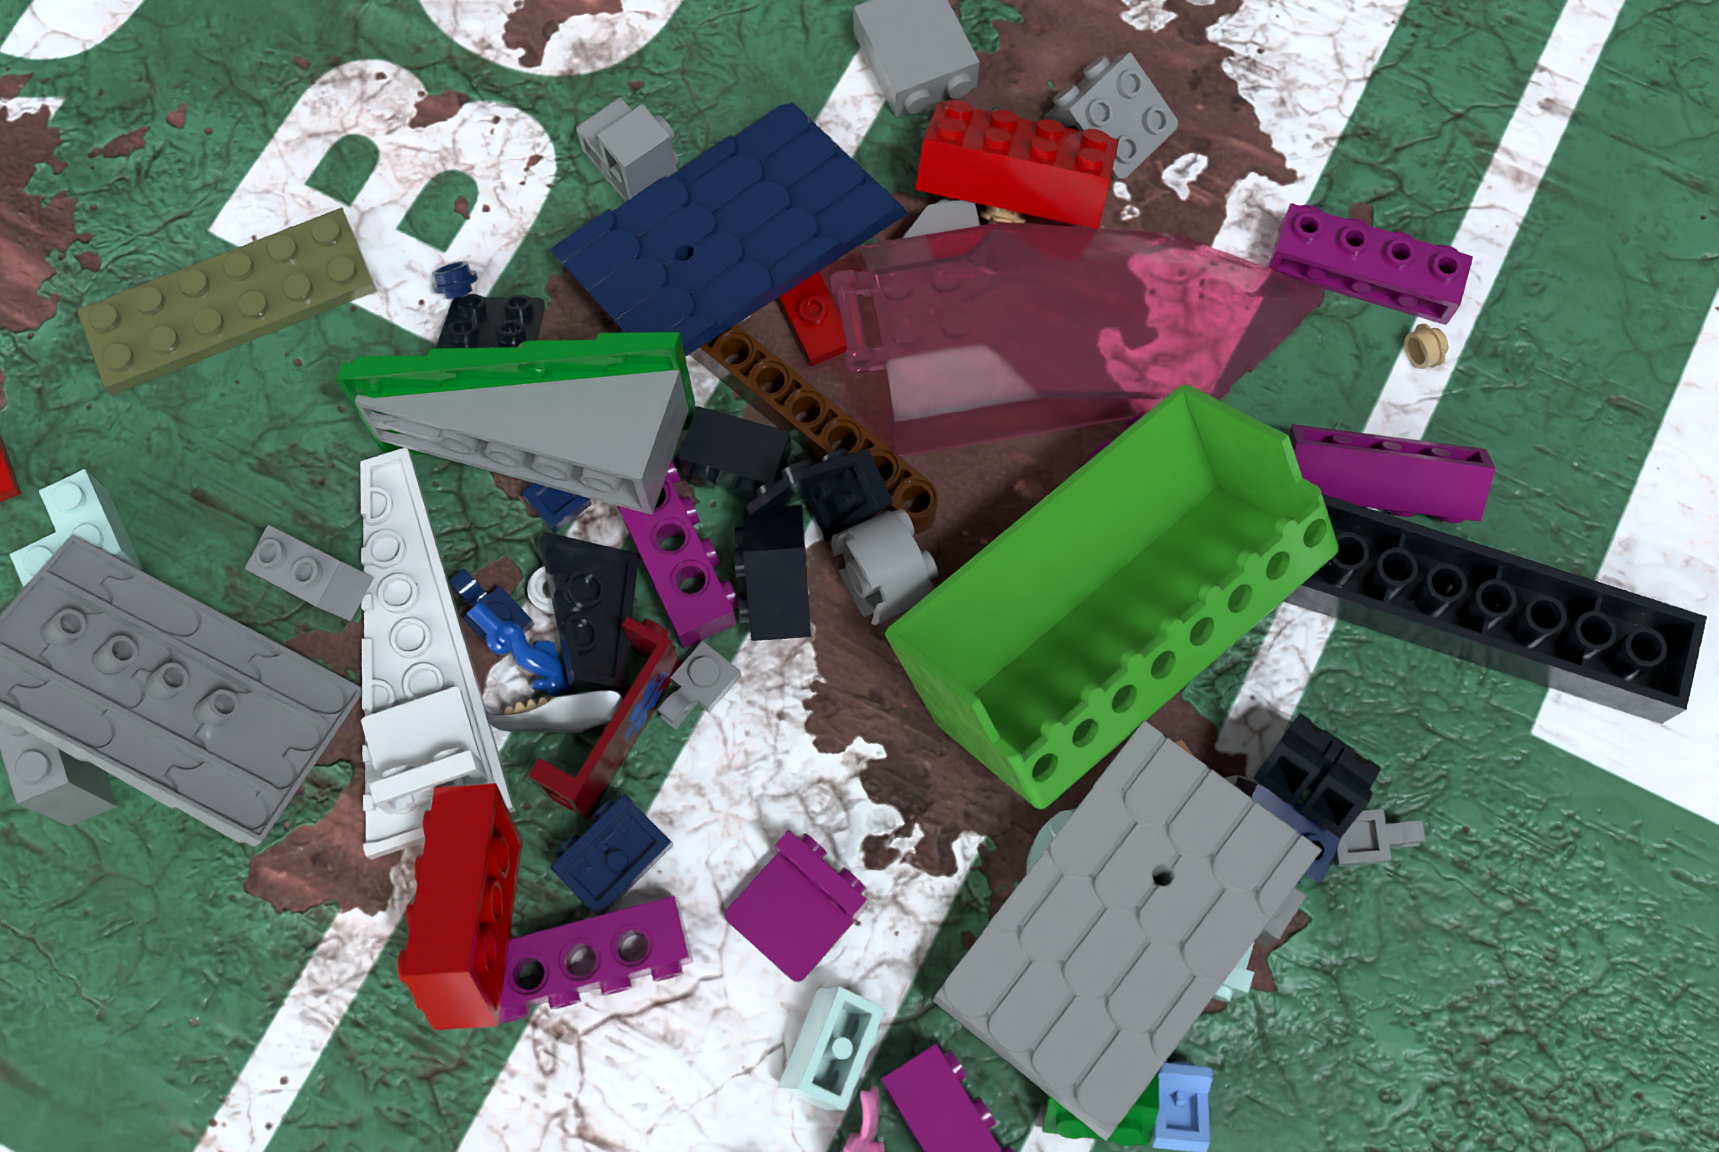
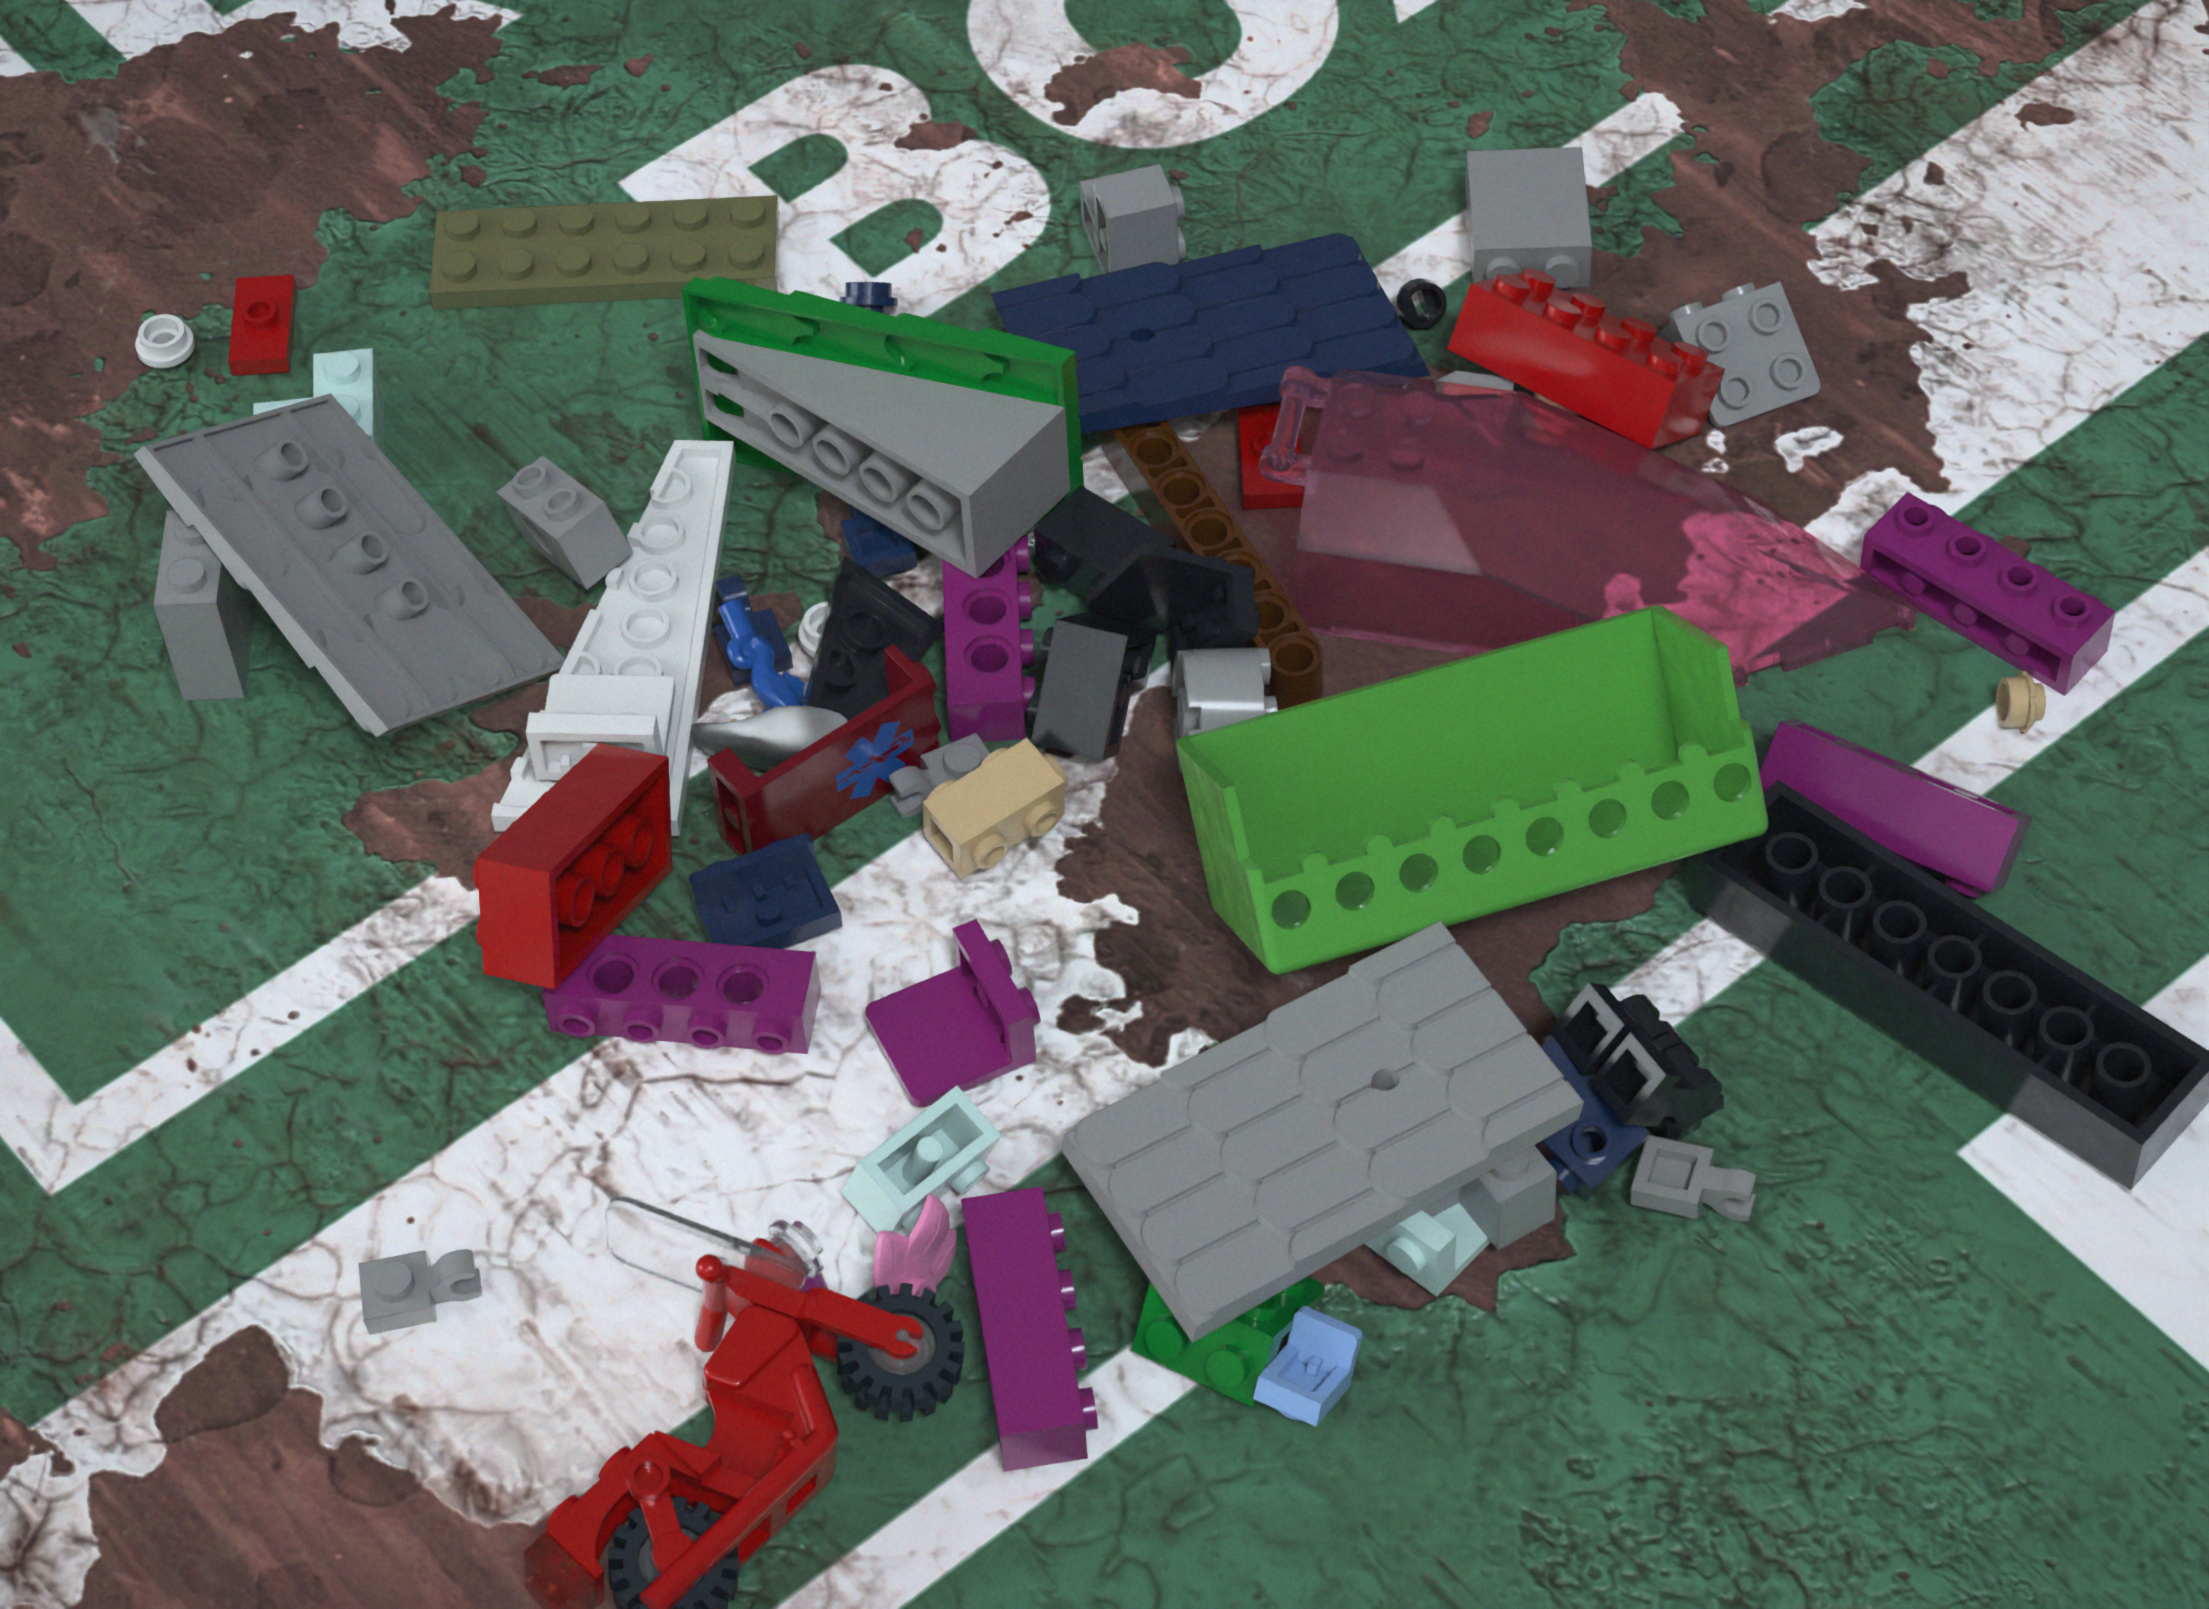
camera: 25 degrees right, 20 degrees down
(756, 696) = (995, 807): none -> tan brick
(873, 138) = (1431, 298): none -> black hinge

